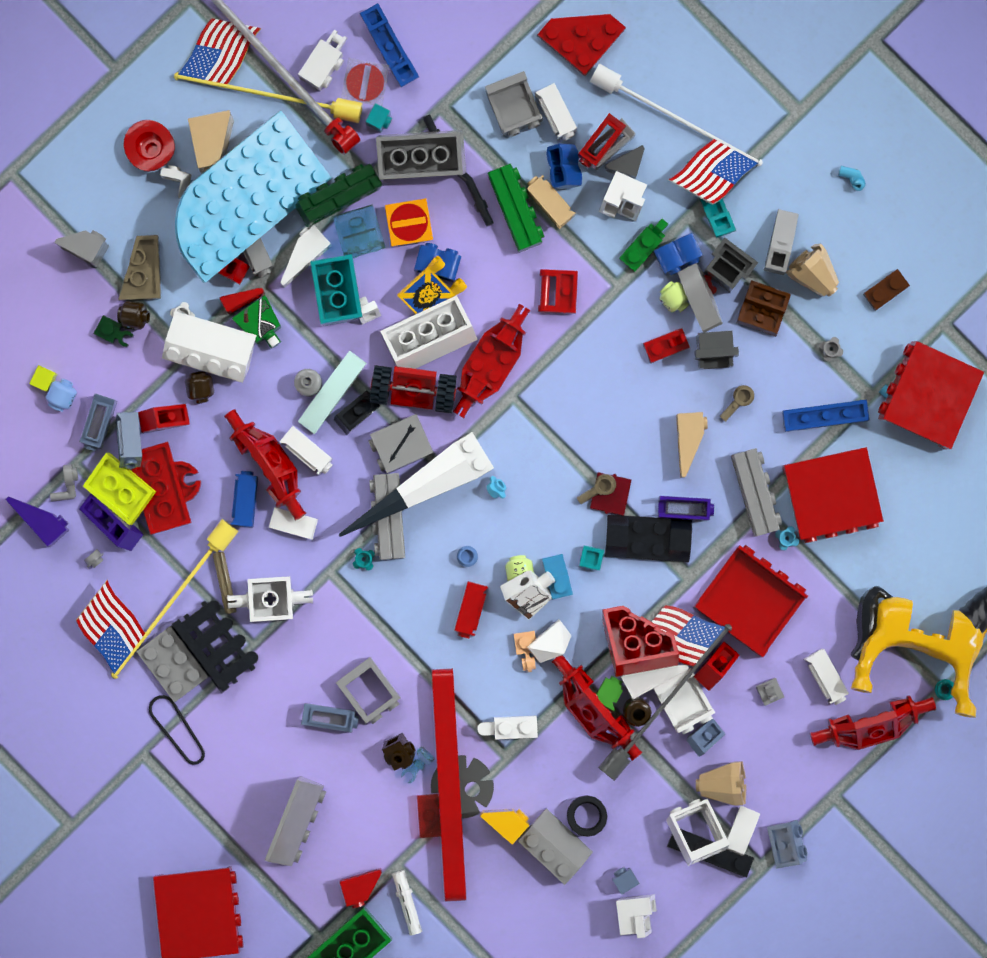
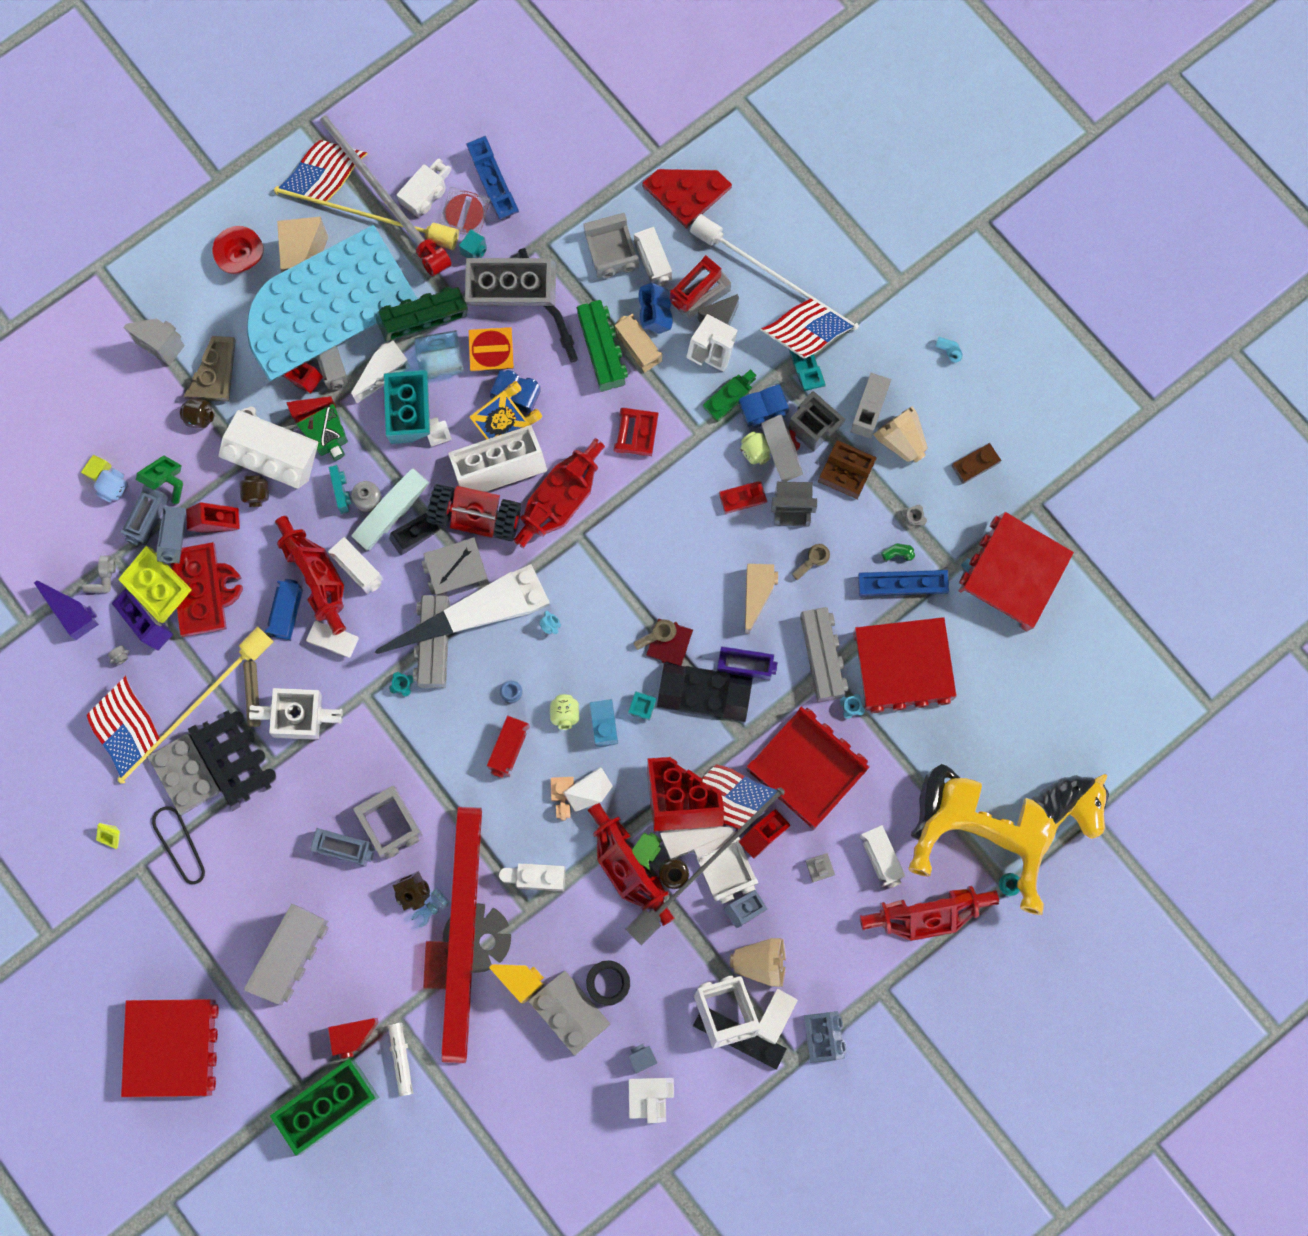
camera: 10 degrees right, 10 degrees down
(109, 378) = (162, 471): none -> green plate
(110, 331) = (173, 427): dark green plate -> none
(111, 727) = (108, 835): none -> neon yellow slope
(173, 173) = (256, 279): white plate -> none
(279, 368) = (338, 480): none -> teal plate
(528, 592) = (570, 732): white torso -> none
(819, 383) = (904, 550): none -> green arm

